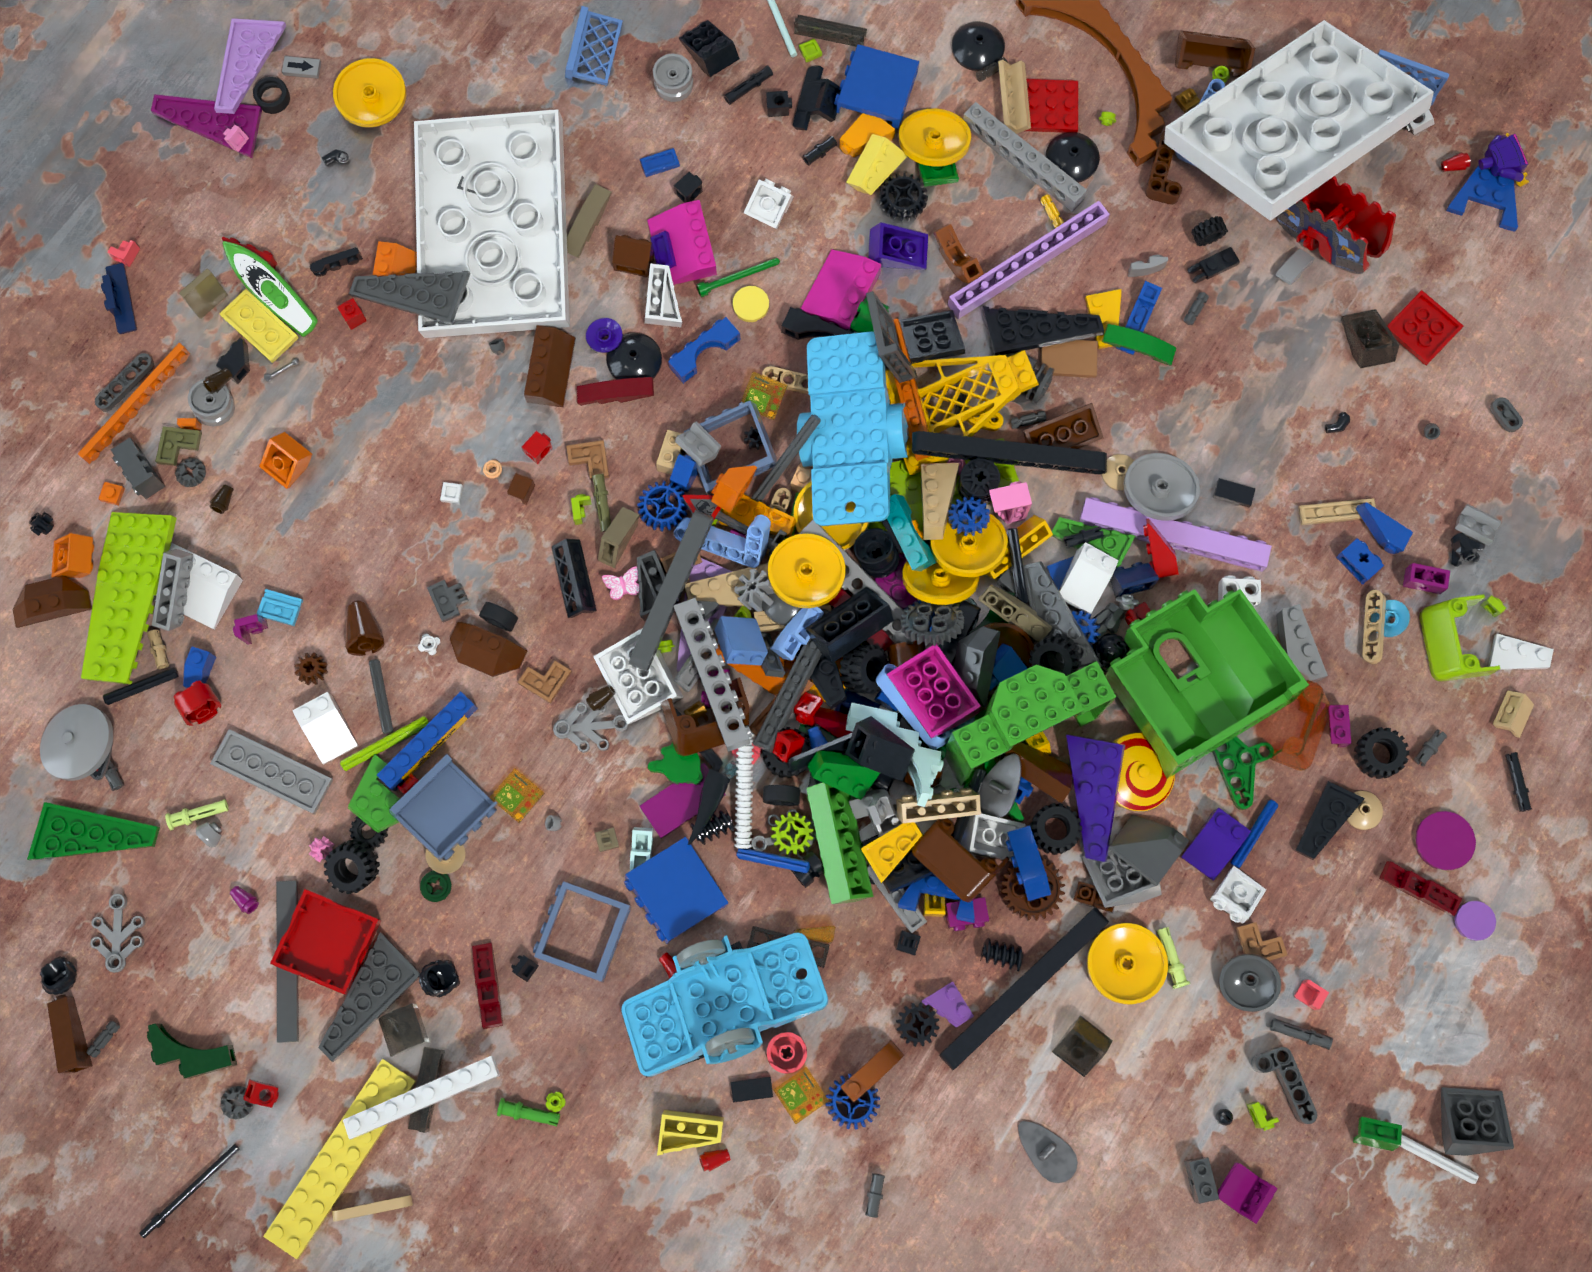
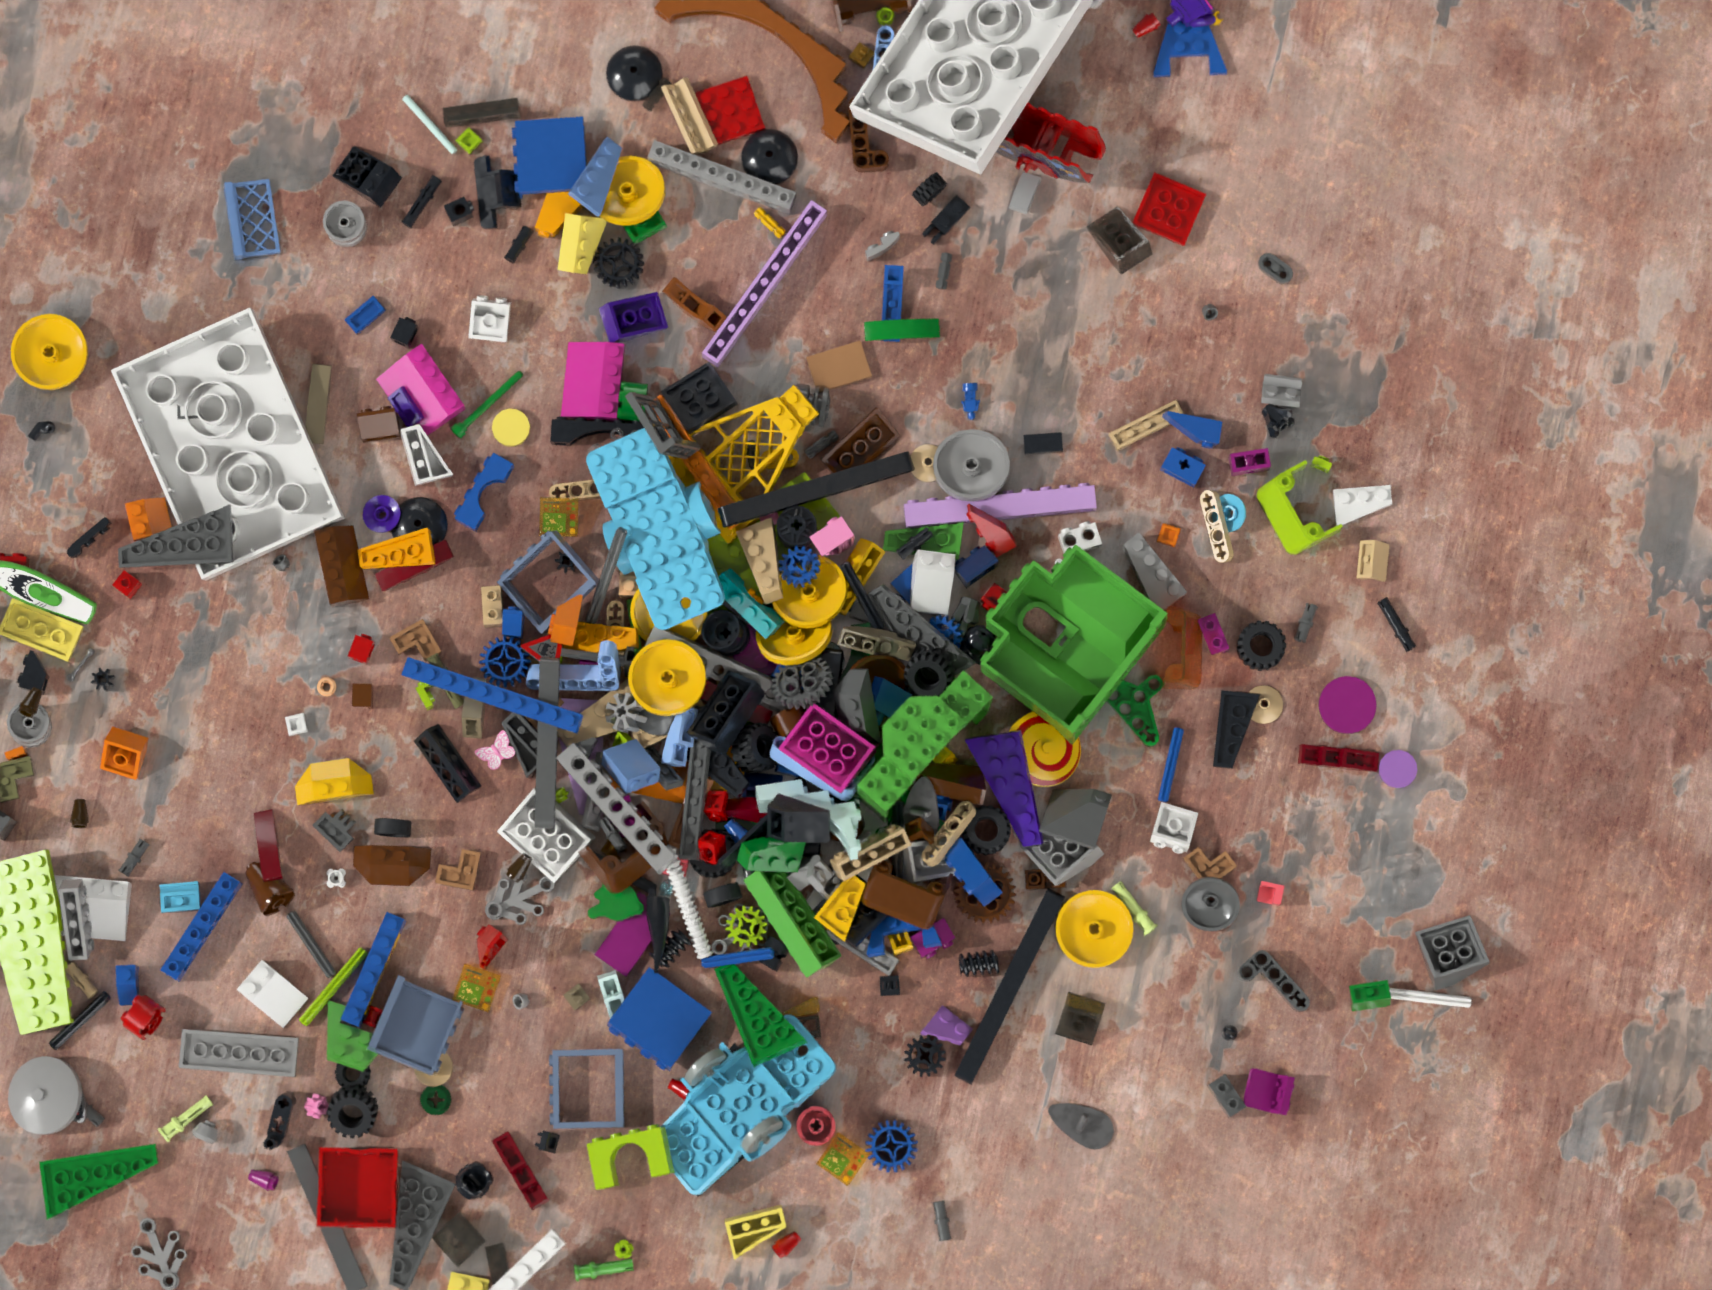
camera: 20 degrees left, 5 degrees up
(199, 472) = (37, 808): dark grey gear -> none
(251, 624) = (162, 924): magenta bracket -> none
(254, 556) = (134, 857): none -> dark grey pin
(286, 641) = (201, 926): none -> blue brick
(289, 841) = (285, 1112): none -> black beam
(292, 383) = (104, 685): none -> black gear
(309, 661) = (240, 938): reddish brown gear -> none
(377, 590) = (268, 845): none -> dark red slope
(462, 556) = (333, 782): none -> yellow wedge
(544, 759) = (489, 944): none -> red wedge
(572, 1000) = (603, 1154): none -> lime arch
(611, 373) = (405, 550): none -> light orange wing
(639, 528) = (492, 695): none -> blue plate
(698, 444) = (517, 591): light grey bracket -> none
(700, 699) = (613, 834): none -> dark grey axle
(751, 1089) = (796, 1170): black tile -> none
(769, 929) = (758, 1021): none -> green wing
(872, 1071) = (898, 1112): dark orange arch -> none
(910, 115) = (596, 178): none -> medium blue wing
(993, 803) = (919, 829): none -> reddish brown panel
(1021, 820) = (951, 835): none -> tan beam
(1032, 329) = (791, 353): black wing -> none
(1107, 118) = (789, 105): lime plate -> none
(1108, 307) = (856, 308): yellow wing -> none
(1127, 602) = (978, 589): white plate -> none
(1179, 433) = (970, 404): none -> blue piece
(1215, 843) = (1137, 788): dark purple slope -> none
(1258, 1116) = (1258, 1017): lime bracket -> none
(1309, 1036) = (1273, 932): dark grey pin -> none
(1324, 618) = (1168, 535): none -> orange tile
(1340, 425) = (1121, 338): black arm -> none

